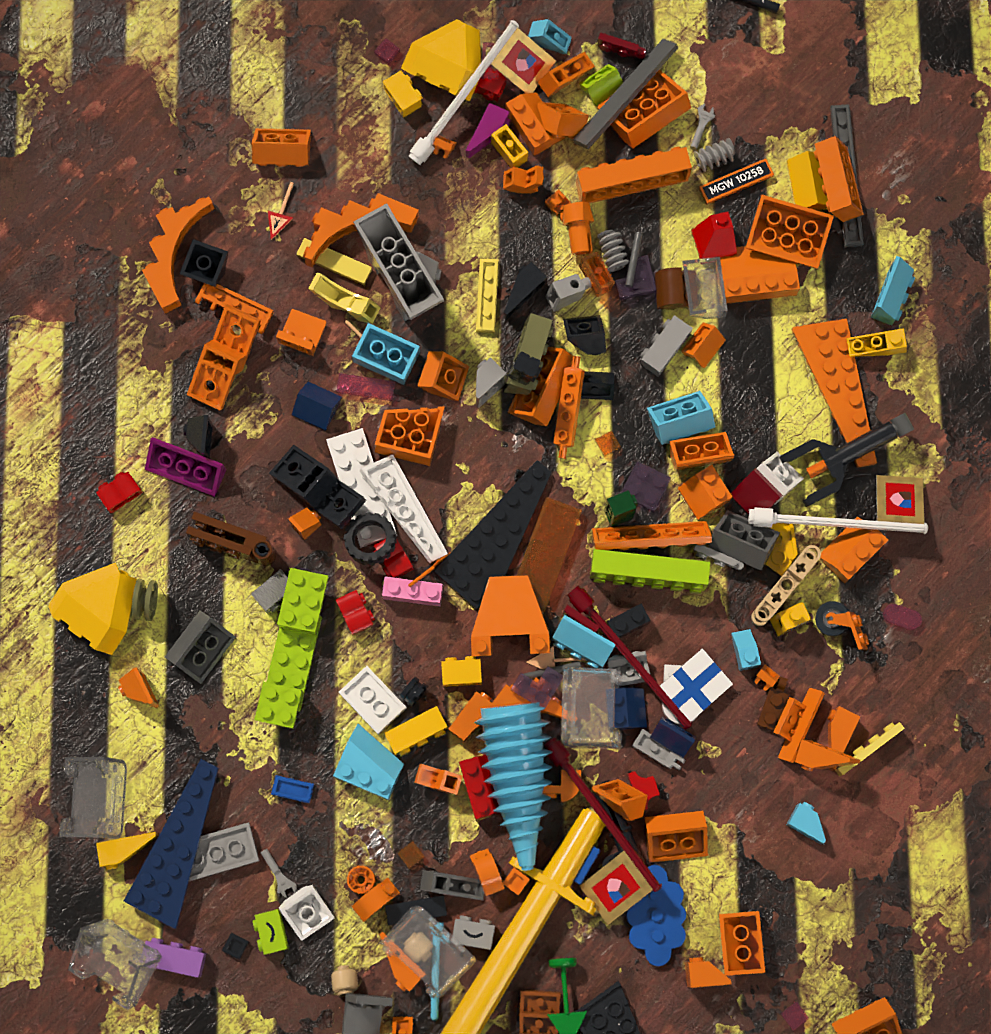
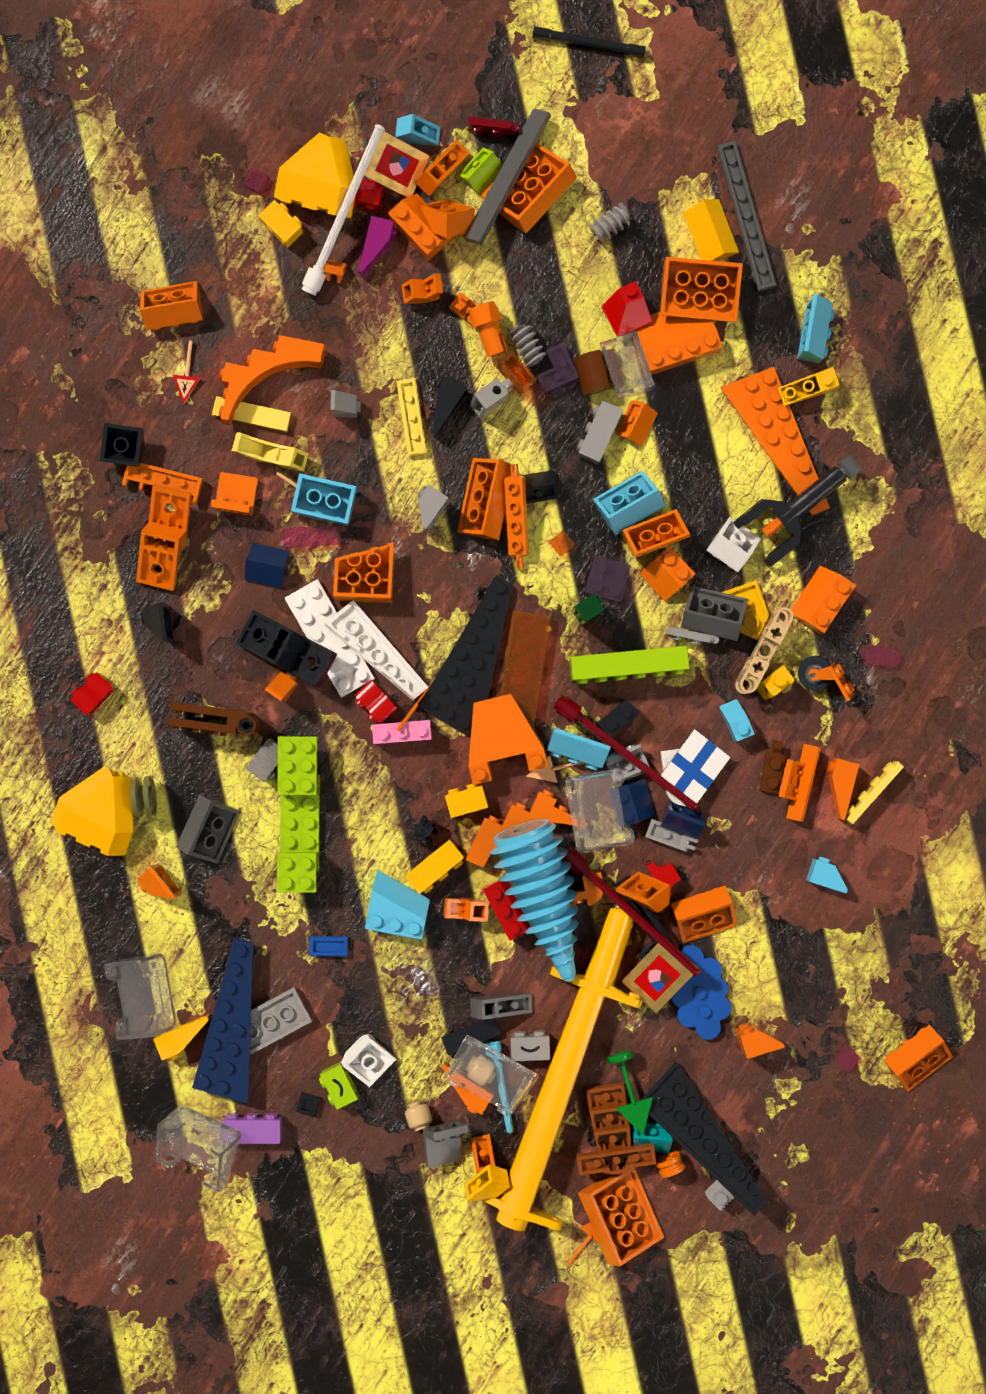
camera: 10 degrees left, 10 degrees up
(165, 247) = (79, 436): orange arch -> none
(184, 466) = (151, 655): magenta slope -> none
(282, 881) = (339, 1035): light grey piece -> none
(353, 876) = (409, 1025): orange wheel -> none
(354, 612) = (350, 763): red brick -> none
(366, 520) = (331, 682): black tyre -> none
(372, 700) = (386, 844): white tile -> none
(375, 899) = (431, 1034): orange brick -> none
(397, 263) = (315, 408): light grey piece -> none
(410, 854) = (455, 984): clear orange tile -> none
(443, 375) = (385, 509): orange slope -> none
(487, 872) = (531, 987): orange brick -> none
(509, 147) = (401, 258): yellow brick -> none
(516, 881) = (560, 989): orange tile -> none
(524, 369) = (466, 491): black brick -> none
(531, 342) = (465, 472): olive slope -> none
(541, 691) = (544, 807): plate -> none
(559, 669) = (553, 780): dark grey bar -> none
(578, 617) = (571, 728): dark red tile -> none
(586, 334) = (518, 437): black slope -> none
(587, 865) = (625, 960): blue tile -> none
(633, 175) = (533, 262): orange brick -> none
(633, 259) = (550, 351): dark grey bar -> none
(651, 535) = (623, 628): orange plate -> none
(704, 118) = (591, 185): light grey piece -> none
(736, 181) = (637, 245): tile -> none
(742, 943) = (786, 1003): orange slope -> none
(756, 492) = (718, 565): dark red tile -> none
(768, 676) = (762, 742): orange tile -> none
(818, 756) = (825, 811): orange slope -> none
(838, 179) = (740, 223): orange brick -> none
(898, 509) = (859, 551): flag -> none

